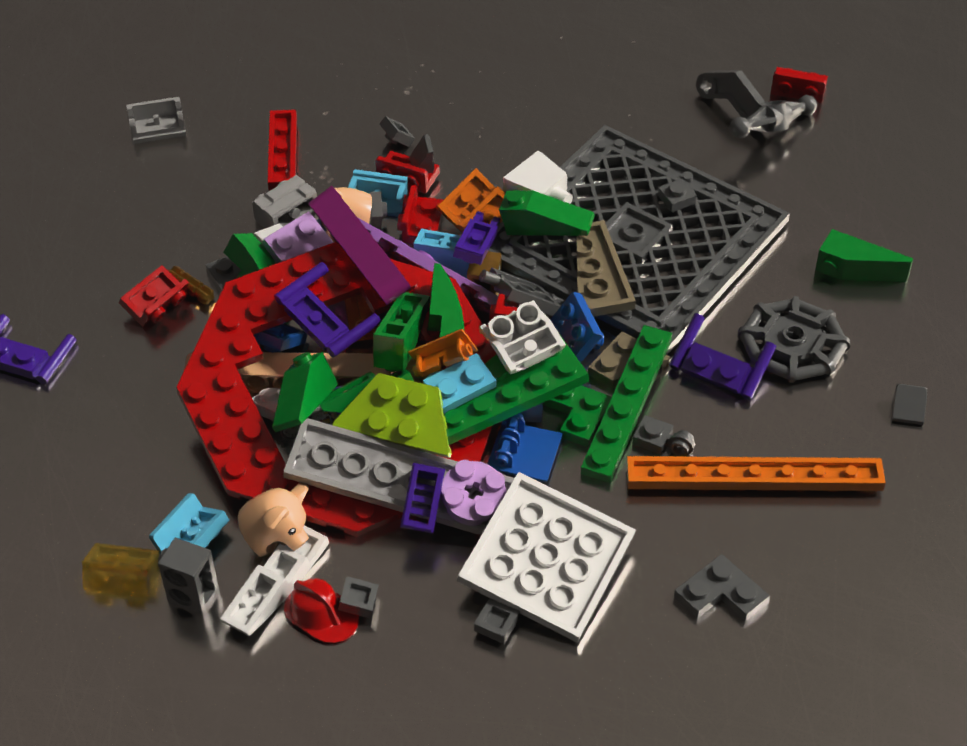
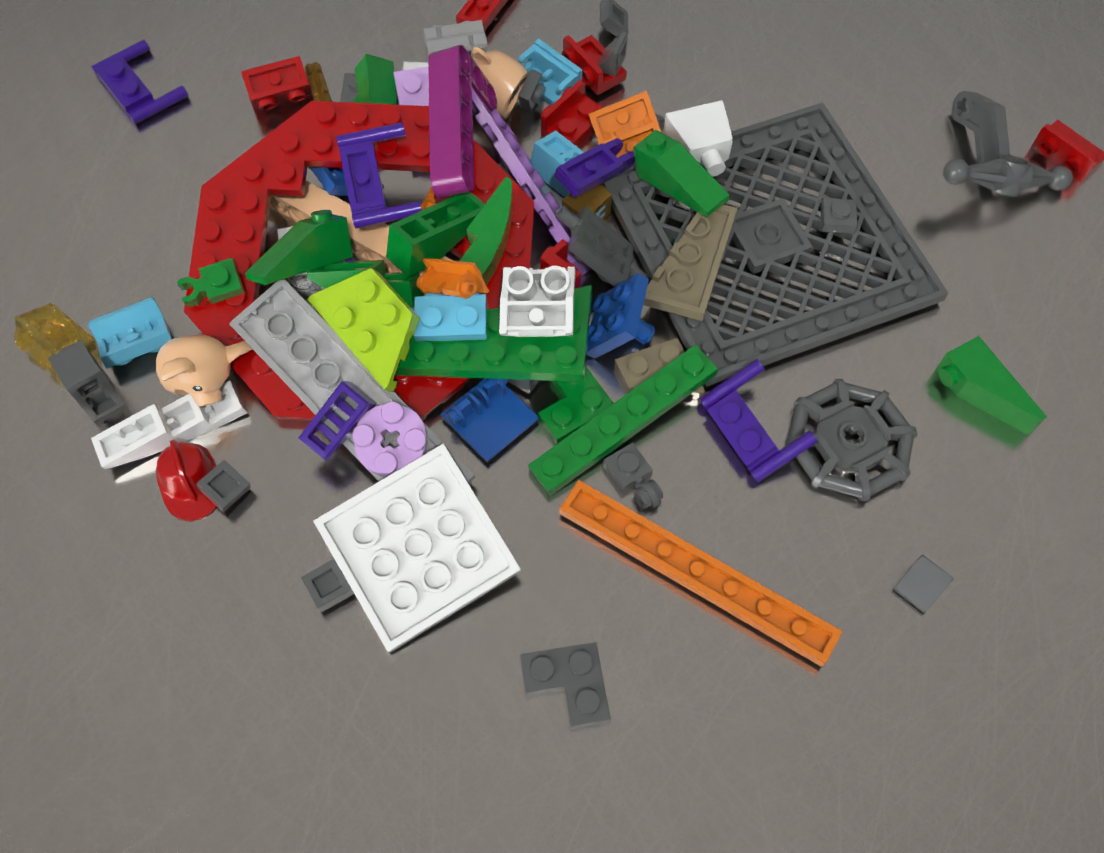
camera: 30 degrees right, 15 degrees up
(245, 449) = (217, 282): none -> green plate

